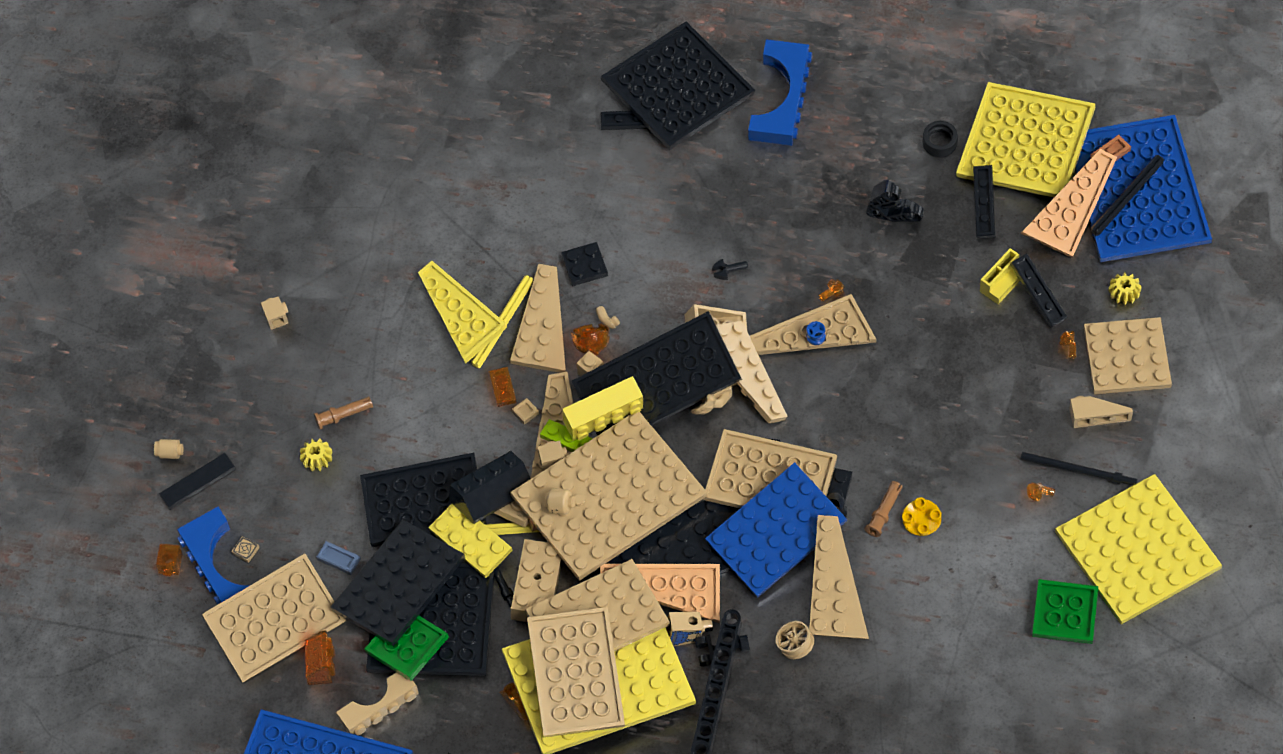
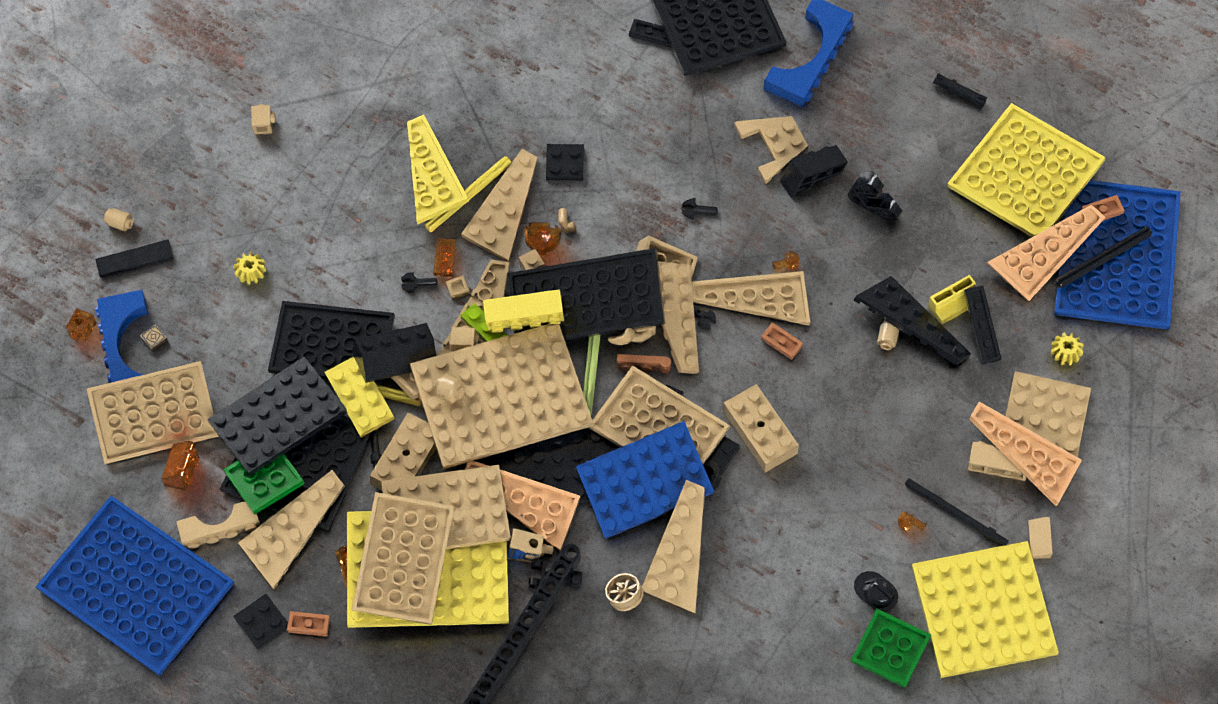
camera: 15 degrees right, 5 degrees up
(334, 415) = (280, 235): medium nougat pin -> none
(338, 558) = (235, 373): sand blue tile -> none
(446, 692) = (286, 533): none -> tan wing
(482, 419) = (416, 282): none -> black bar
(682, 443) = (590, 370): none -> yellowish green axle
(735, 423) = (644, 363): none -> nougat plate
(774, 363) = (701, 315): none -> black bar
(783, 180) = (781, 139): none -> tan wing
(813, 329) = (751, 295): blue wheel -> none
(823, 197) = (811, 168): none -> black wedge
(855, 364) = (782, 341): none -> nougat plate
(866, 449) = (760, 428): none -> tan brick
(880, 516) = (750, 496): medium nougat pin -> none
(921, 517) = (789, 511): yellow dish -> none
(935, 85) = (960, 90): none -> black pin
(944, 127) = (948, 132): black tyre -> none
(953, 327) = (887, 336): none -> tan brick
(970, 305) = (912, 318): none -> black wing
(984, 201) = (963, 220): black tile -> none
(1030, 564) = (876, 591): none -> black piece
(1067, 338) = (993, 381): clear orange plate -> none
(1138, 395) = (1037, 458): none -> light nougat wing
(1165, 467) = (1040, 538): none -> tan slope

